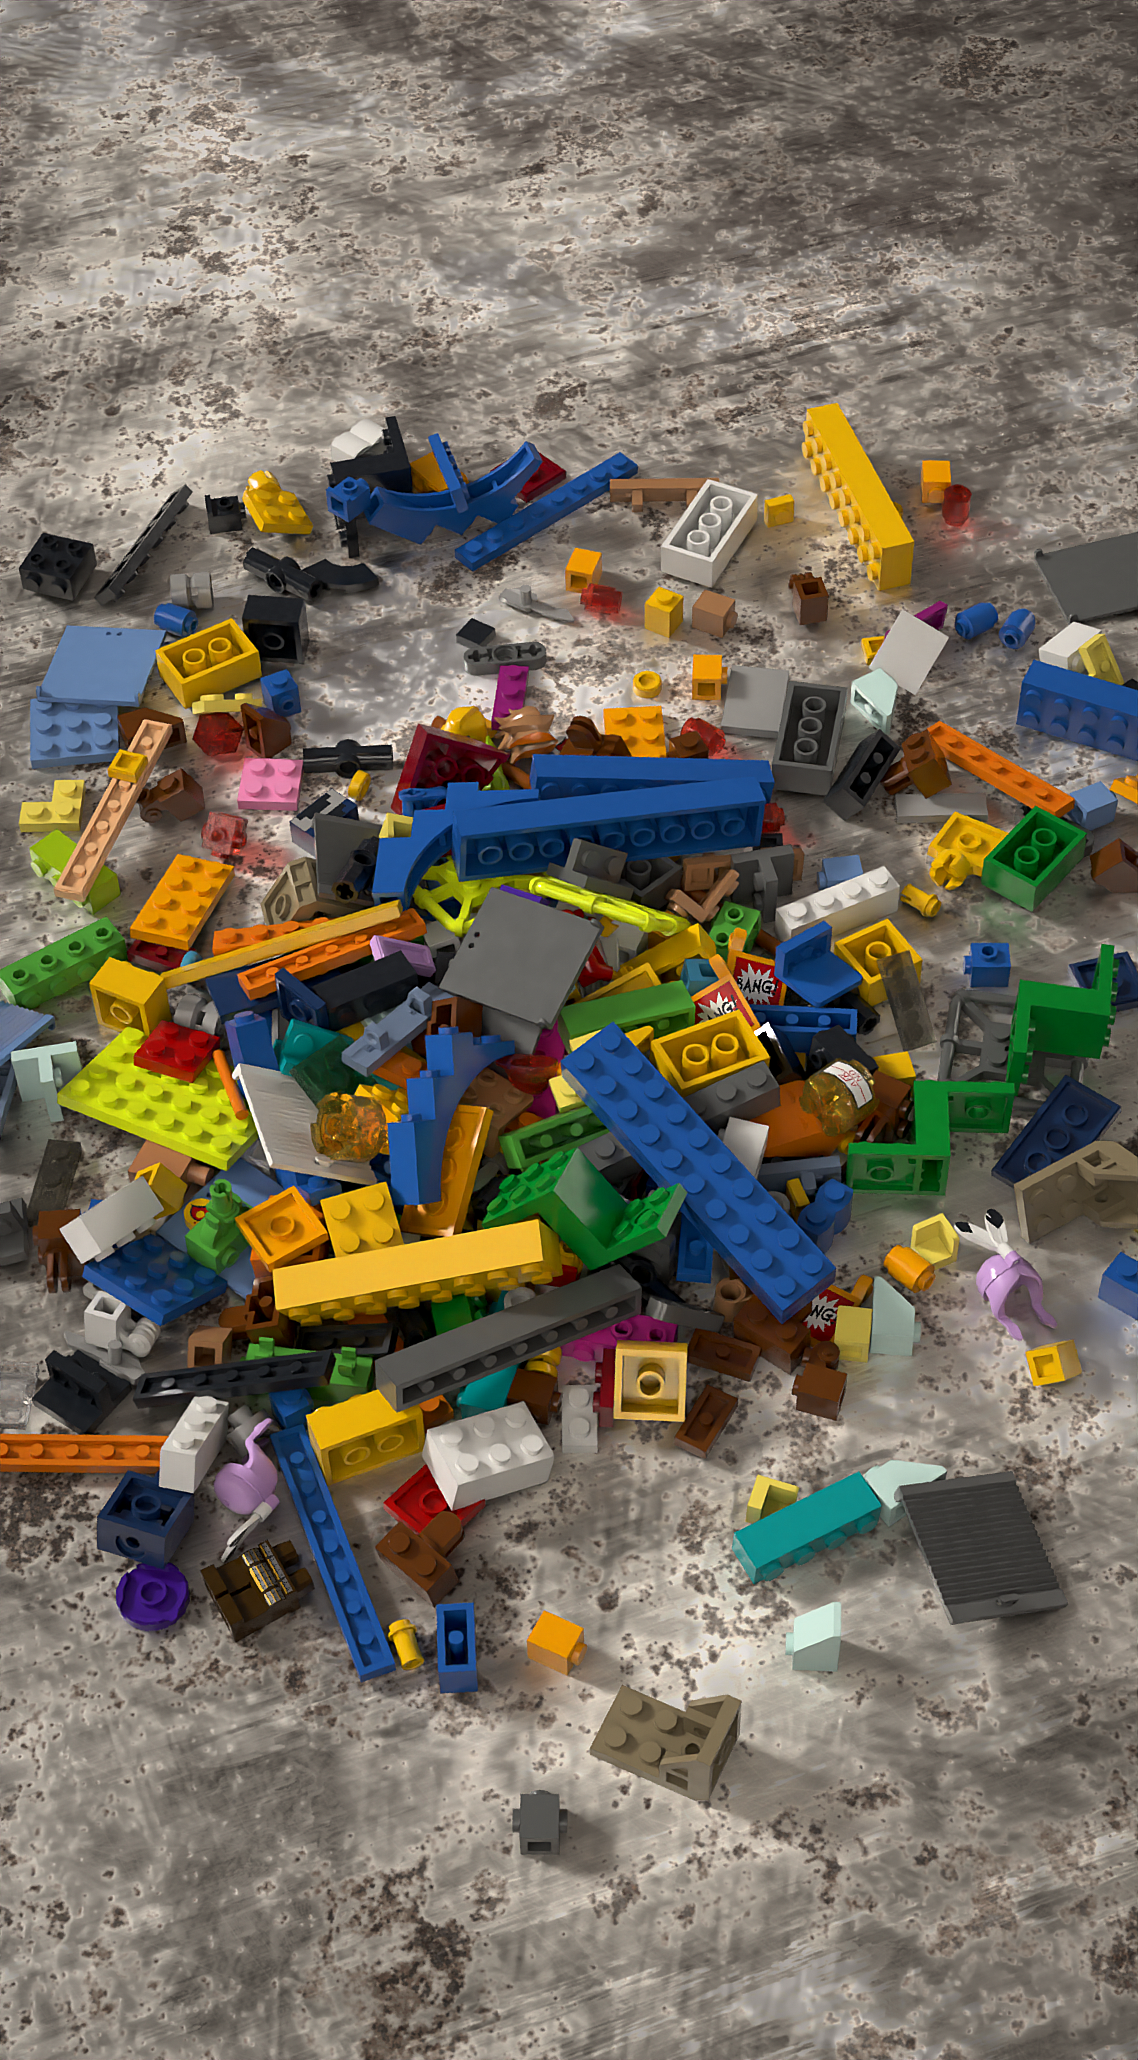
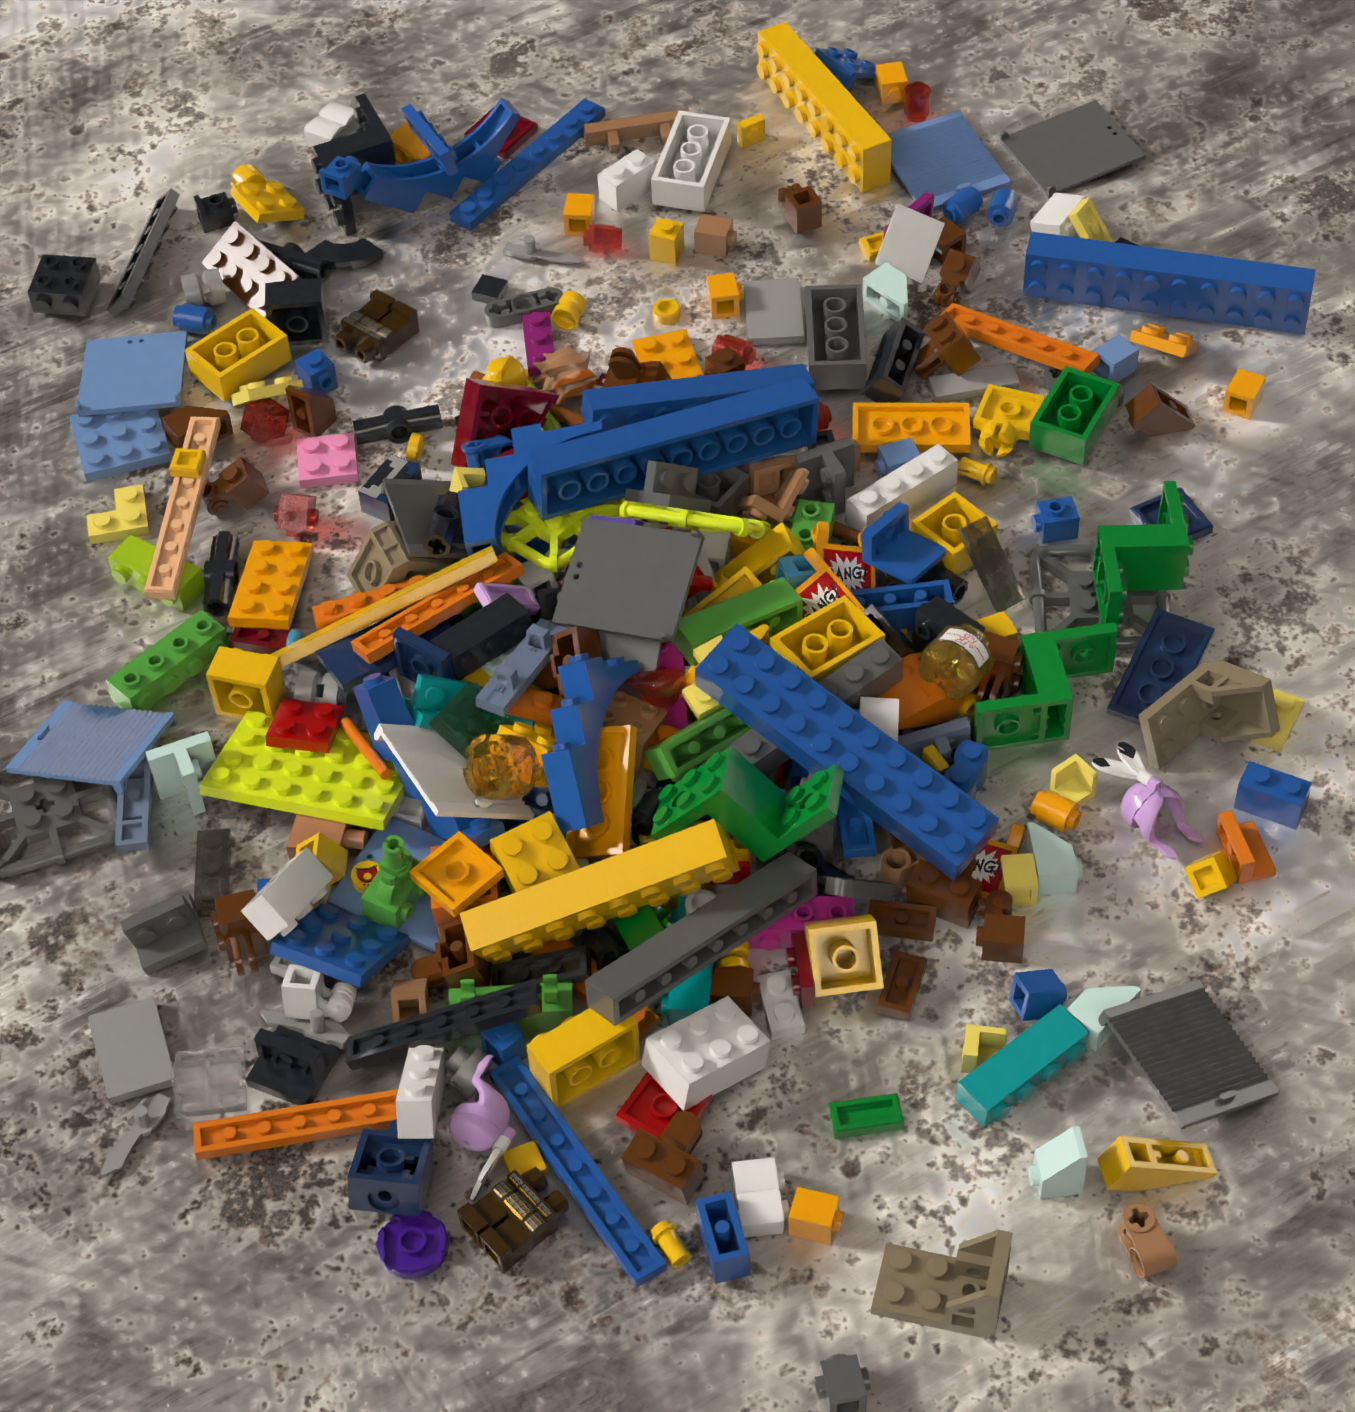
camera: 10 degrees left, 0 degrees up
(136, 882) = (221, 573): none -> black piece
(239, 572) = (247, 266): none -> plate
(283, 1528) = (524, 1158): none -> yellow tile
(353, 657) = (377, 327): none -> dark brown hips
(504, 1613) = (758, 1196): none -> white brick
(548, 668) = (568, 311): none -> yellow wheel
(636, 1550) = (866, 1116): none -> green tile
(638, 542) = (626, 180): none -> white brick
(839, 1455) = (1036, 993): none -> blue brick
(875, 841) = (923, 422): none -> light orange plate
(886, 1734) = (1145, 1241): none -> medium nougat piece
(890, 458) = (846, 65): none -> blue bracket
(916, 1655) = (1151, 1163): none -> yellow slope
(950, 691) = (957, 275): none -> reddish brown brick
(953, 657) = (950, 237): none -> reddish brown brick
(969, 568) = (943, 159): none -> medium blue door
(1096, 1342) = (1244, 848): none -> orange panel

